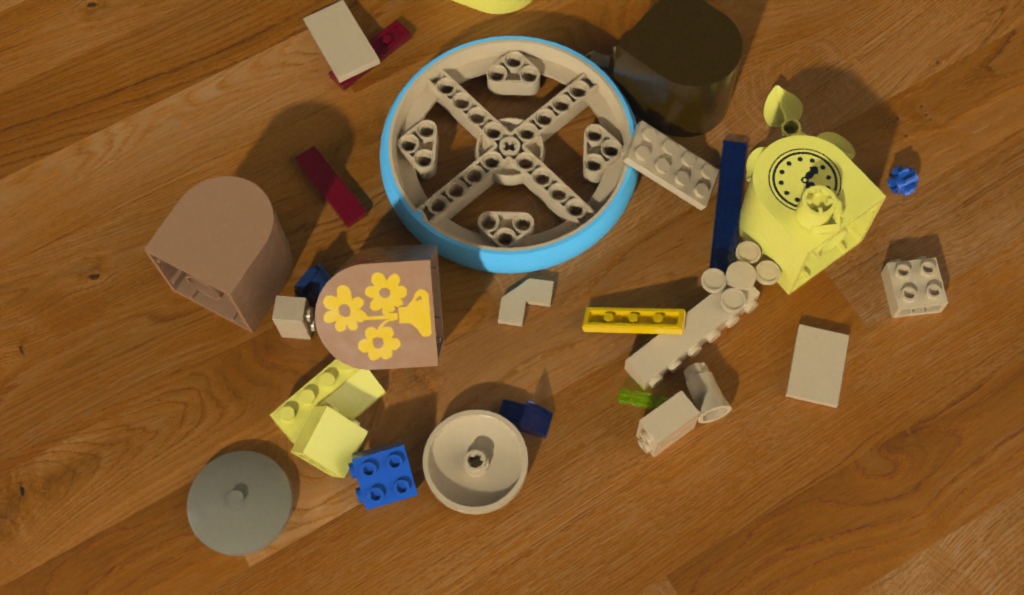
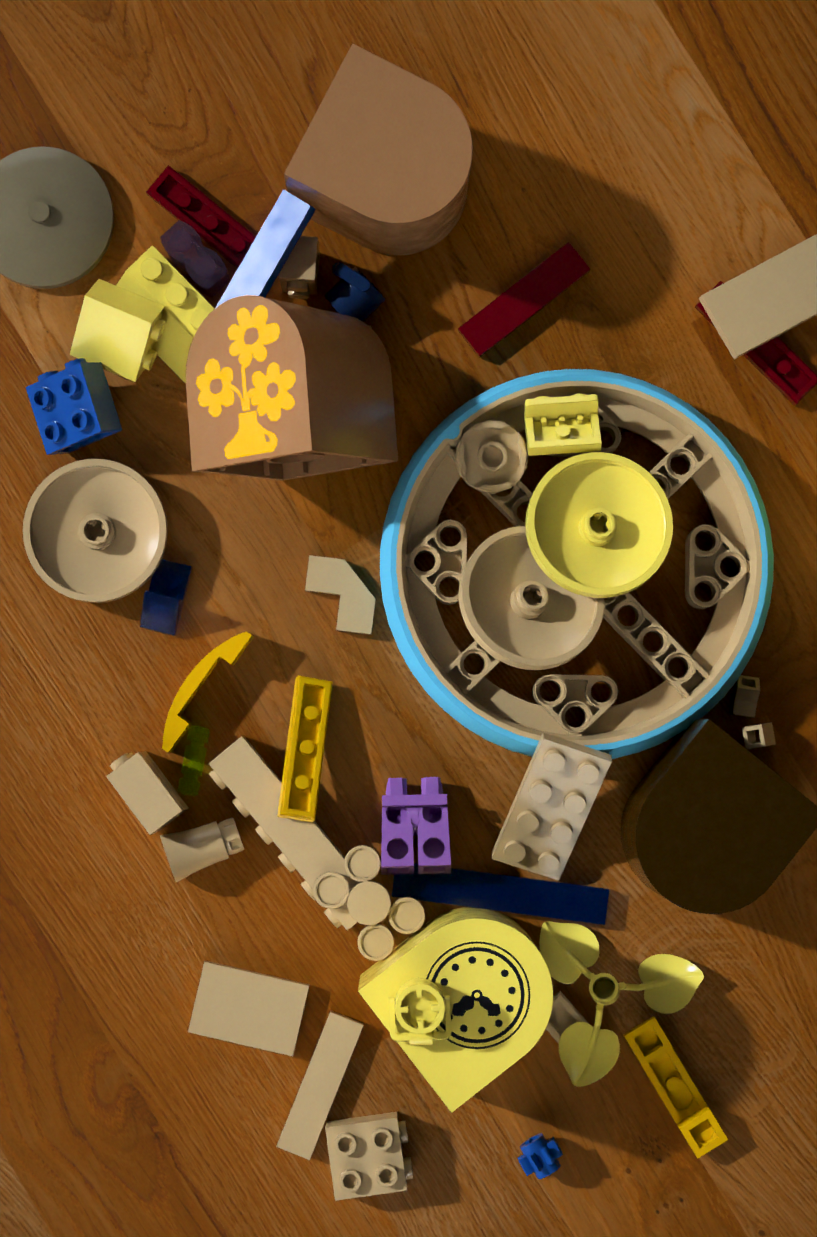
camera: 80 degrees right, 20 degrees up
(257, 384) = (202, 214): none -> dark red tile
(277, 391) = (188, 253): none -> clear purple brick
(287, 329) = (270, 248): none -> tile
(417, 146) = (562, 424): none -> light yellow bracket
(436, 191) = (491, 456): none -> tan tile
(485, 122) = (599, 525): none -> light yellow dish
(533, 162) = (519, 610): none -> tan dish
(616, 410) = (175, 724): none -> yellow slope
(686, 251) = (415, 816): none -> medium lavender hips
(852, 105) = (675, 1087): none -> yellow slope
(867, 319) = (320, 1085): none -> tan tile

